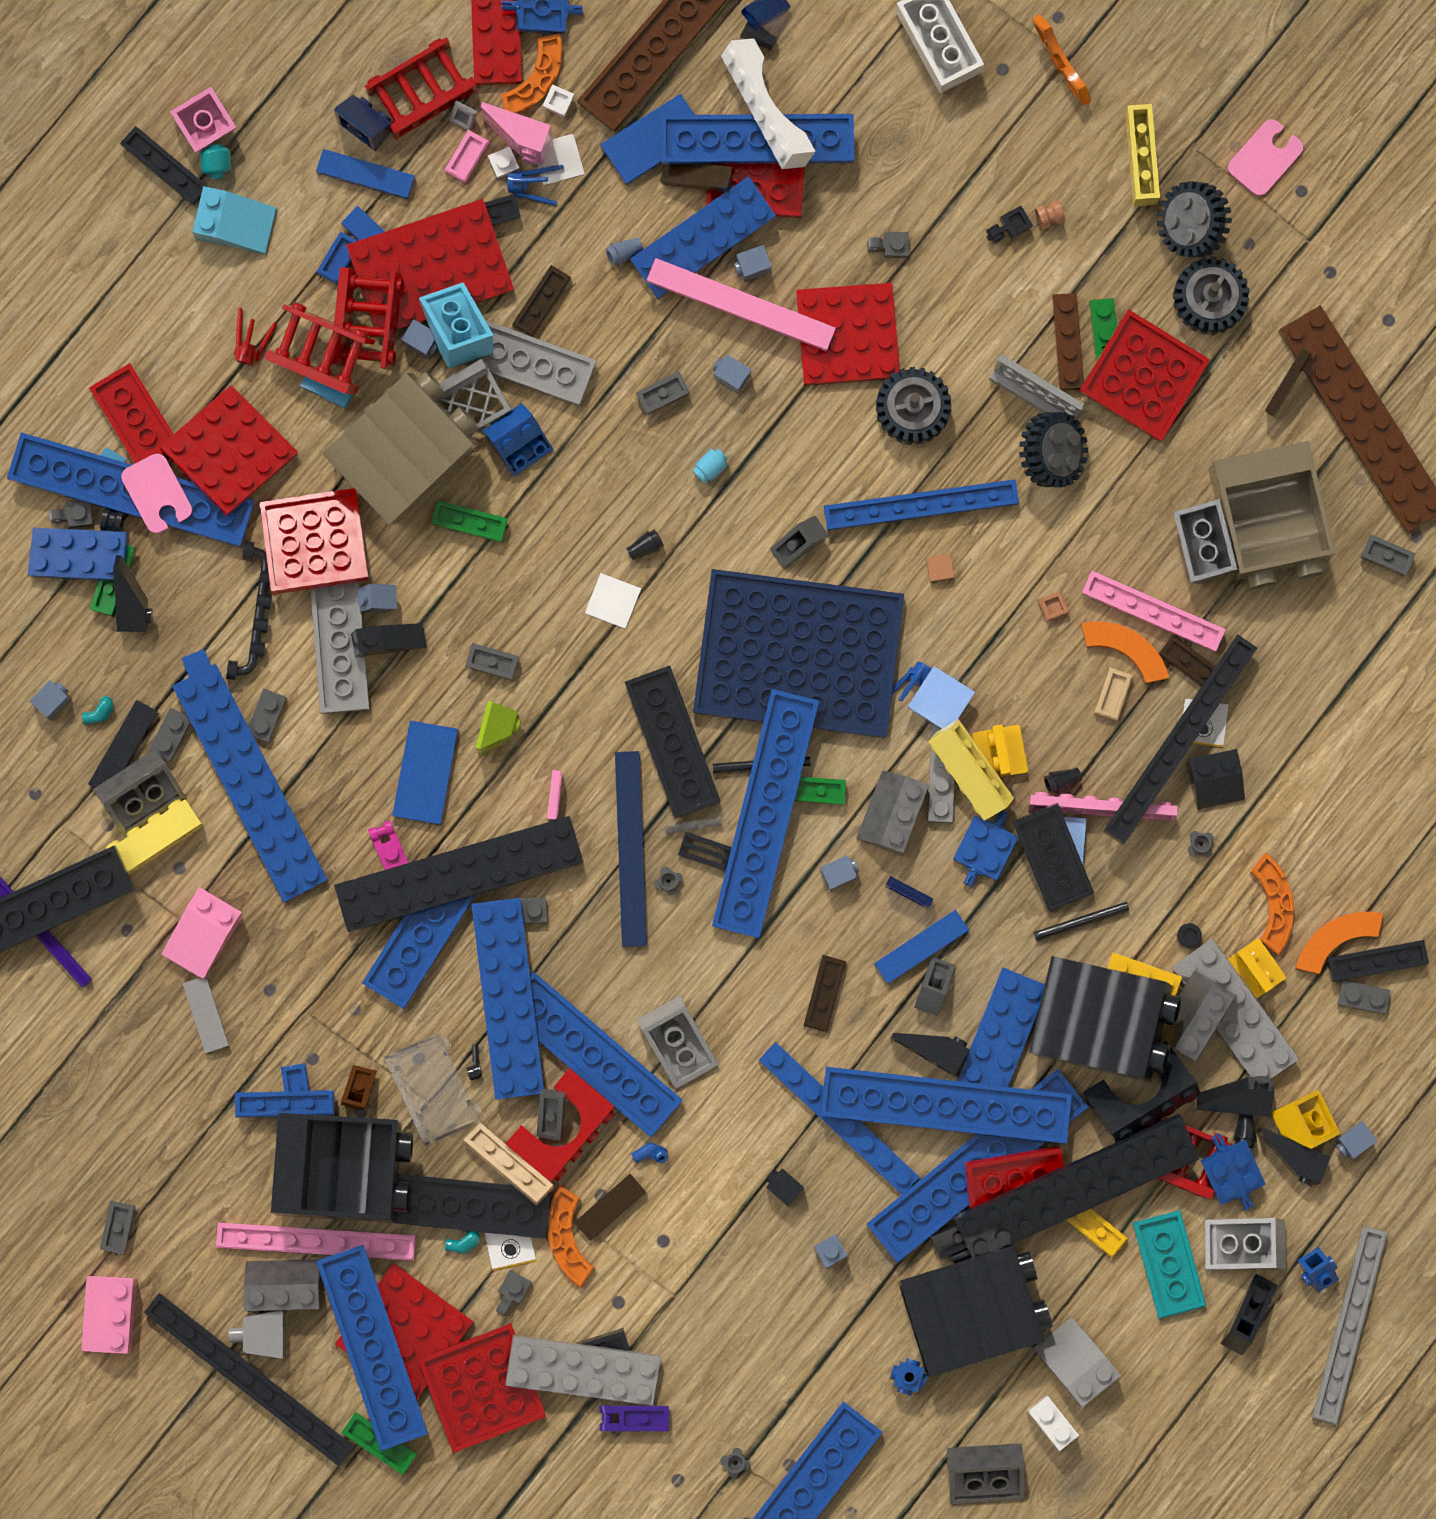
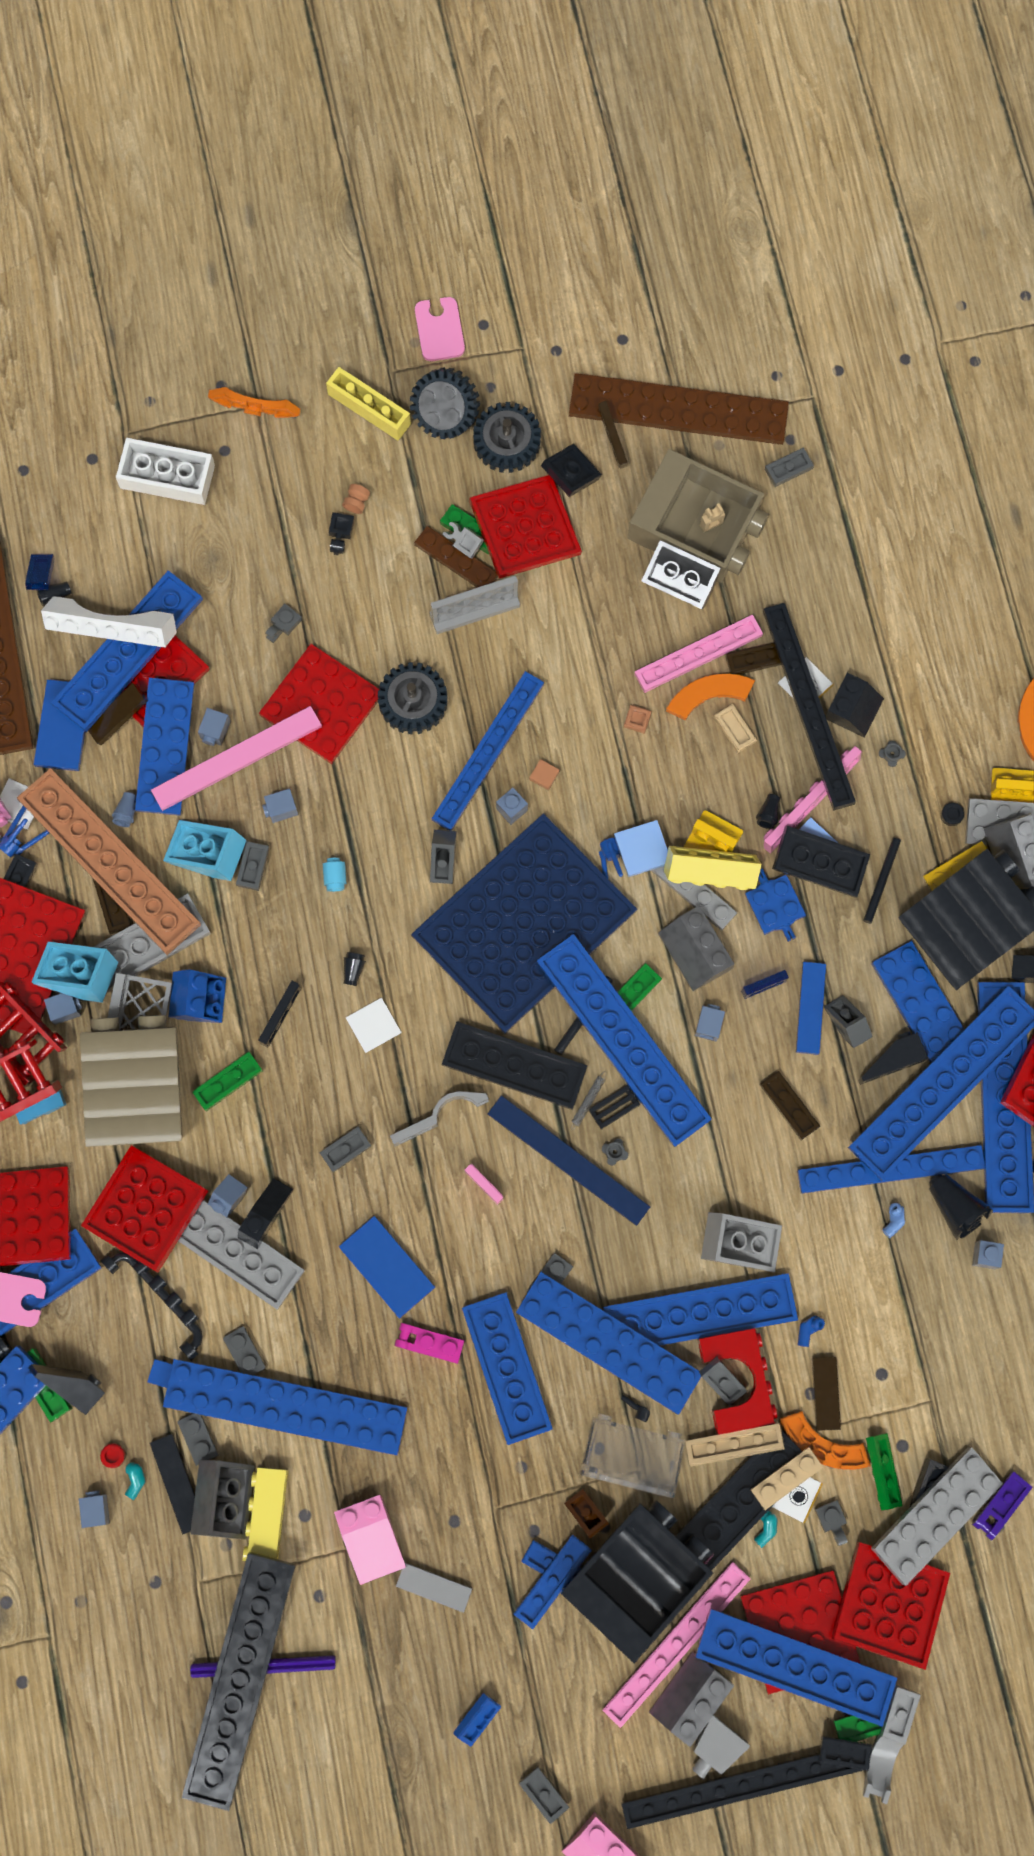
camera: 50 degrees left, 5 degrees down
(103, 679) = (112, 1455): none -> red tile
(132, 1129) = (477, 1719): none -> blue plate
(337, 1437) = (845, 1753): none -> black plate
(374, 1468) = (889, 1742): none -> light grey piece
(458, 874) = (484, 1304): black plate -> none
(497, 727) = (398, 1184): lime slope -> none
(514, 1226) = (786, 1478): none -> tan plate
(558, 517) = (279, 1014): none -> black tile
(569, 274) = (109, 861): none -> nougat plate
(571, 712) = (431, 1122): none -> light grey piece
(584, 1301) = (884, 1472): none -> green plate
(644, 343) = (205, 849): none -> medium azure slope
(783, 1186) = (912, 1250): black brick -> none
(800, 1155) = (897, 1220): none -> medium blue arm
(851, 1195) = (958, 1206): none -> black cone
(888, 563) = (511, 806): none -> sand blue brick
(1053, 449) = (527, 626): wheel -> none
(1089, 336) = (466, 540): none -> light grey plate
(1227, 373) = (571, 470): none -> black plate
(1279, 902) = (977, 733): orange tile -> none
(1282, 527) = (712, 518): none -> tan plate

